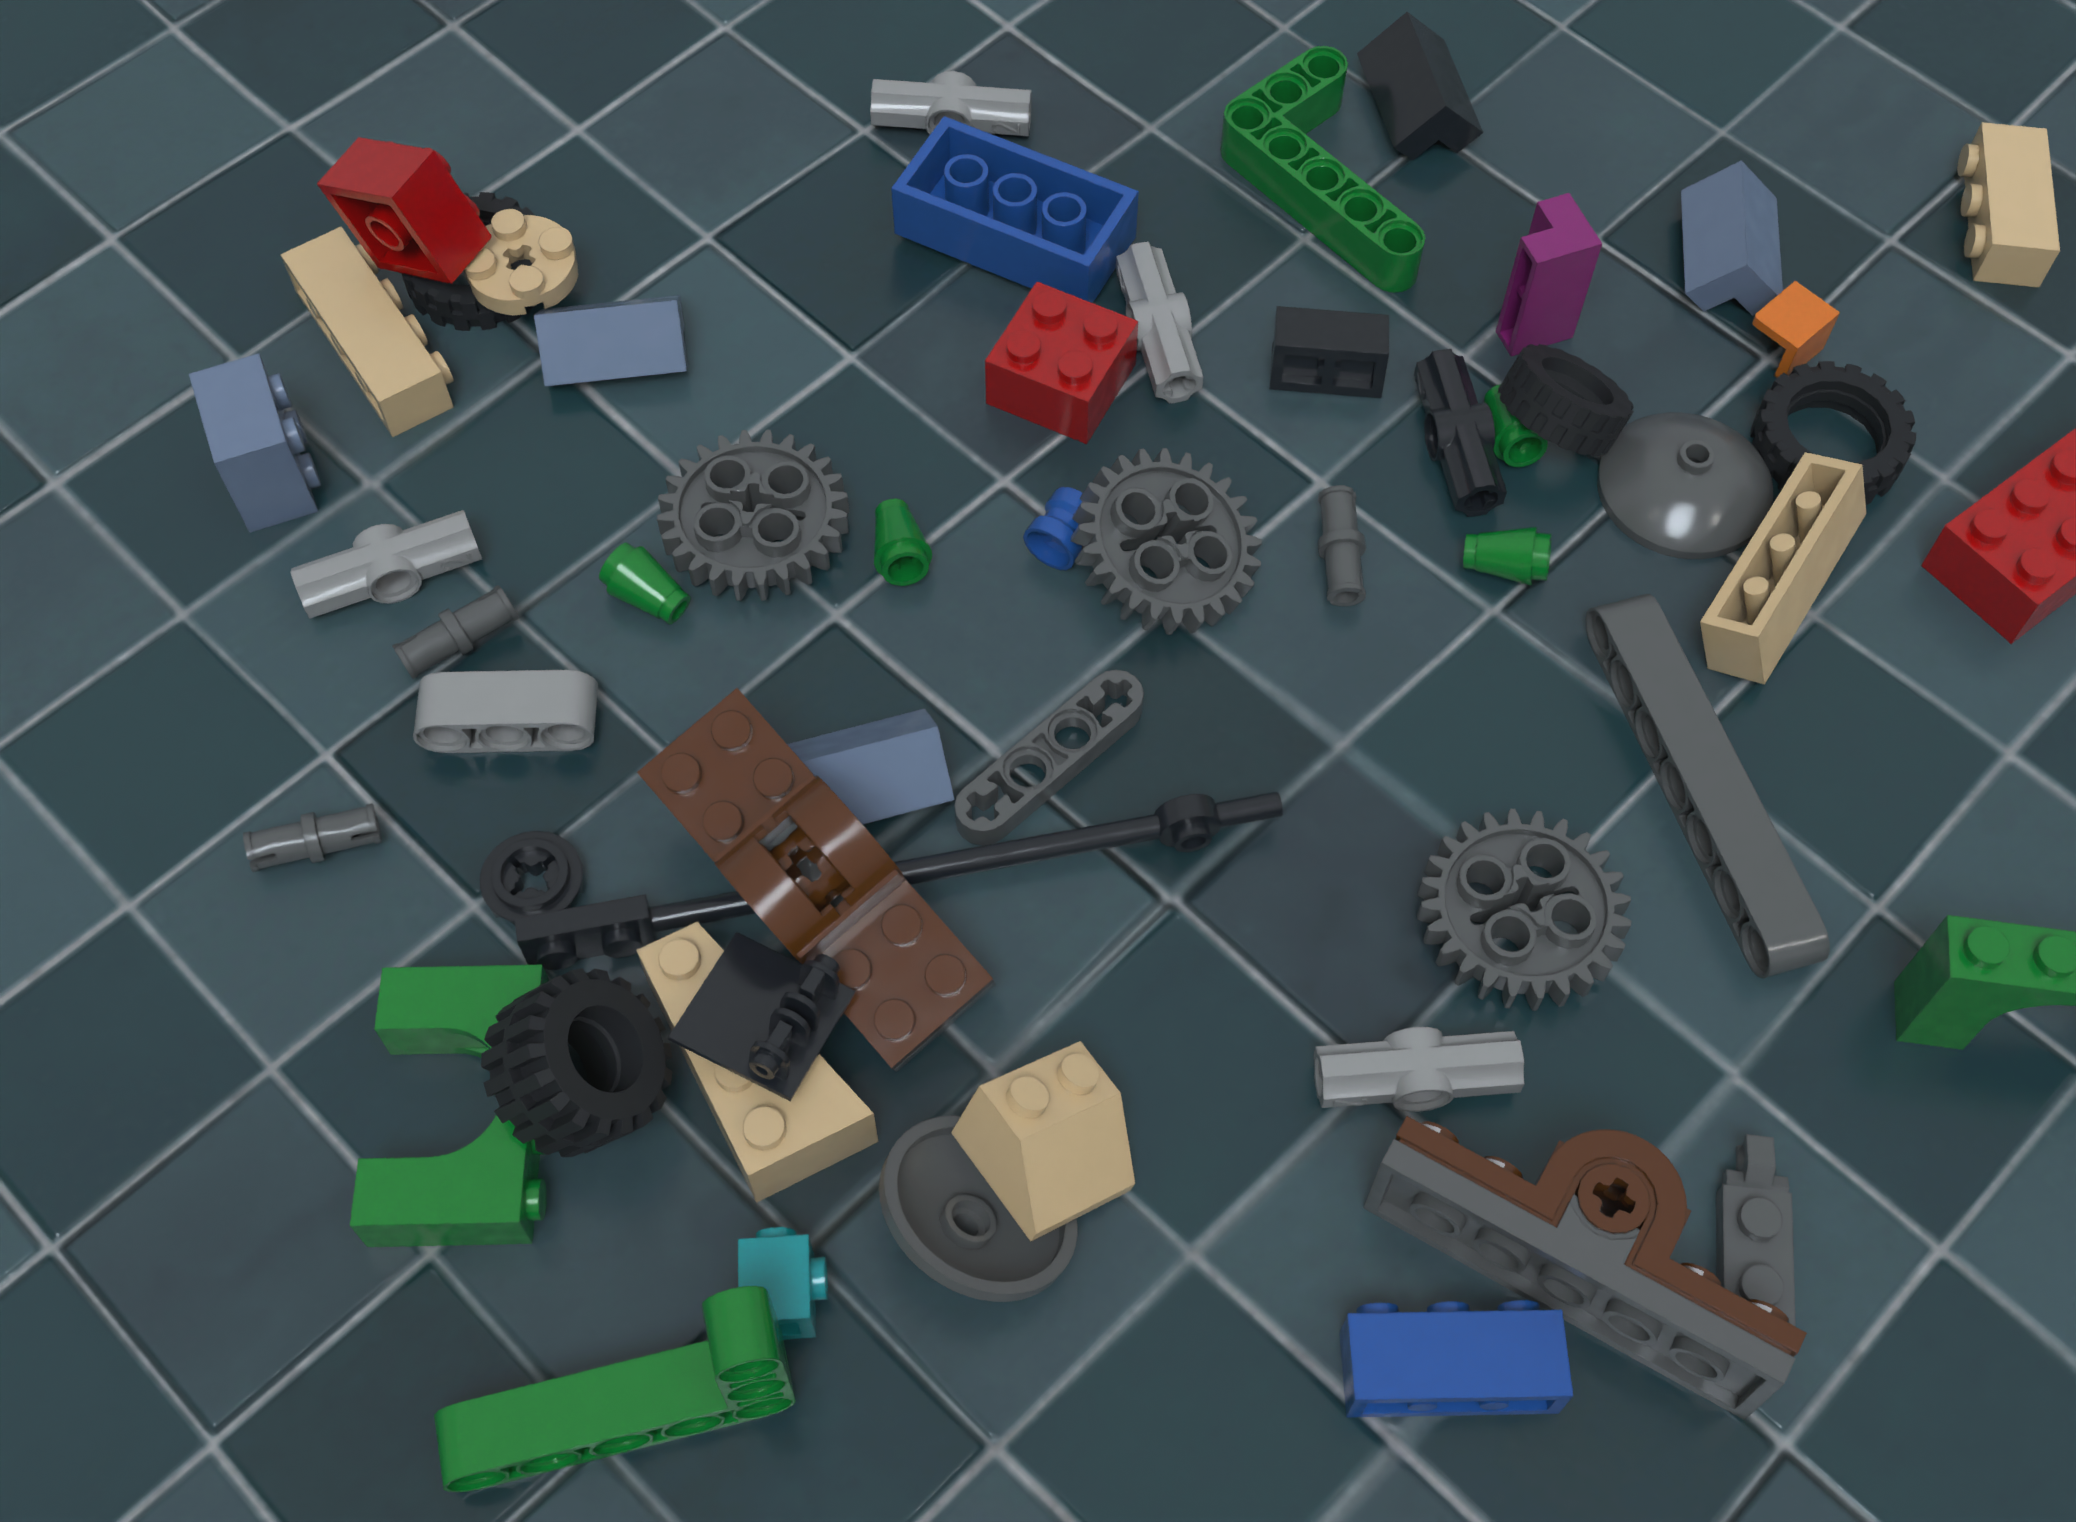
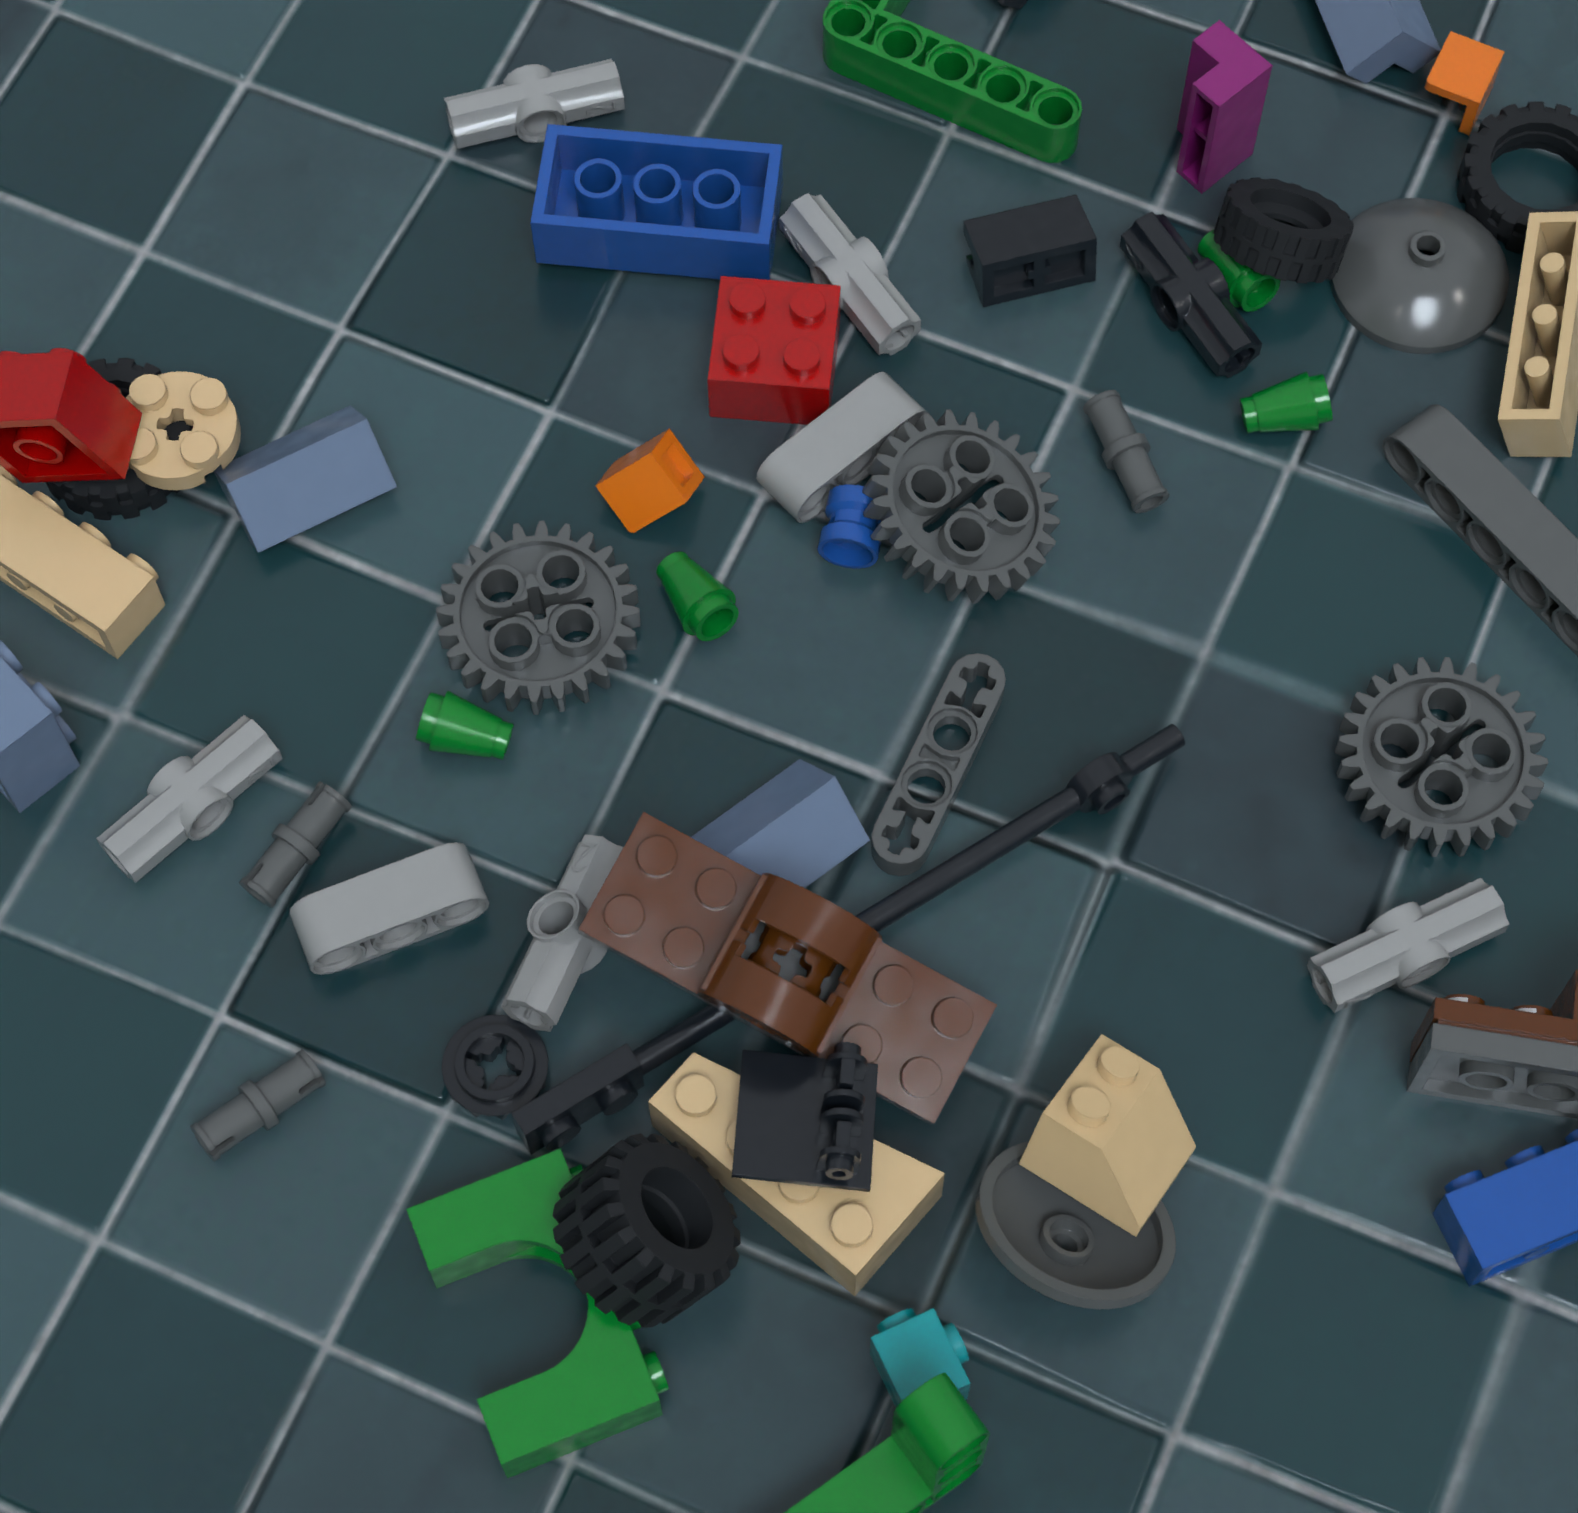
camera: 20 degrees left, 5 degrees up
(621, 799) = (558, 950): none -> light grey piece
(904, 434) = (650, 481): none -> orange panel
(1076, 454) = (836, 446): none -> light grey beam

